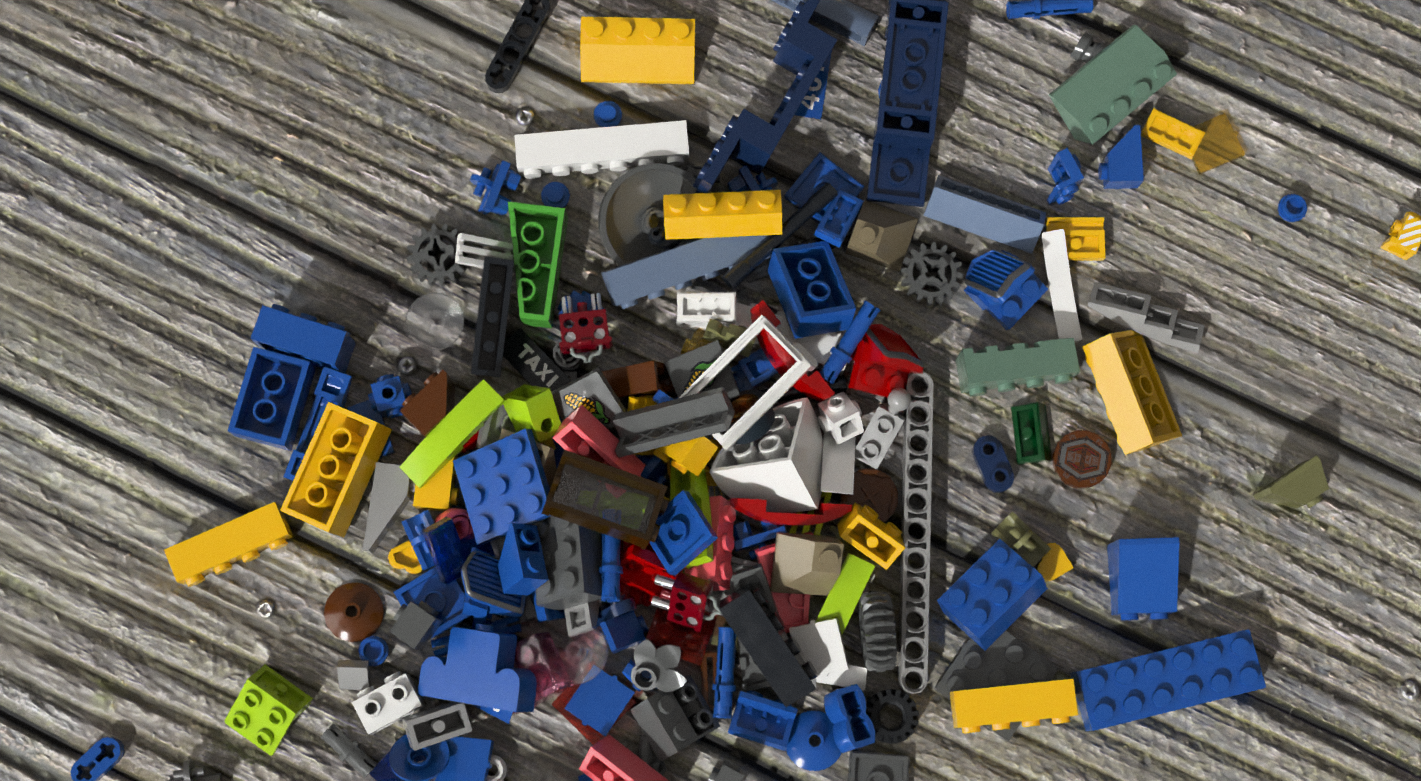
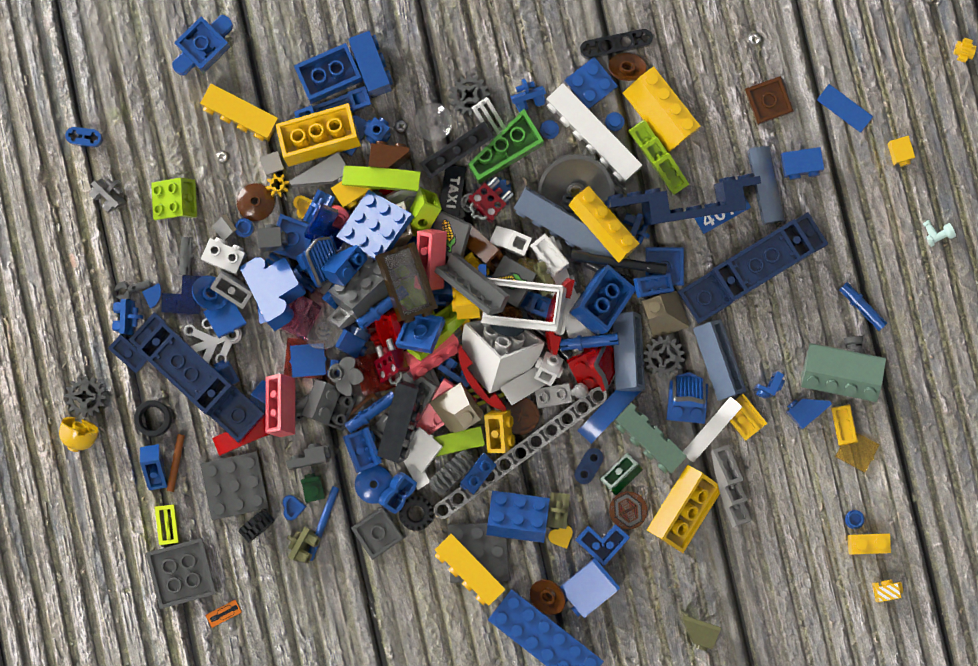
camera: 60 degrees right, 5 degrees up
(108, 523) = (202, 45): none -> blue brick
(323, 554) = (271, 163): none -> light grey tile
(352, 559) = (273, 183): none -> yellow gear
(539, 105) = (591, 83): none -> blue plate
(556, 49) = (627, 66): none -> reddish brown dish
(652, 341) = (511, 241): none -> white slope
(689, 98) = (658, 157): none -> lime slope
(899, 311) = (629, 353): none -> sand blue brick
(905, 601) = (477, 473): none -> blue hinge
(947, 385) = (606, 414): none -> blue slope
(1107, 520) = (602, 548): none -> blue brick
(1120, 644) = (547, 597): none -> reddish brown dish
(1335, 212) = (869, 544): none -> yellow brick

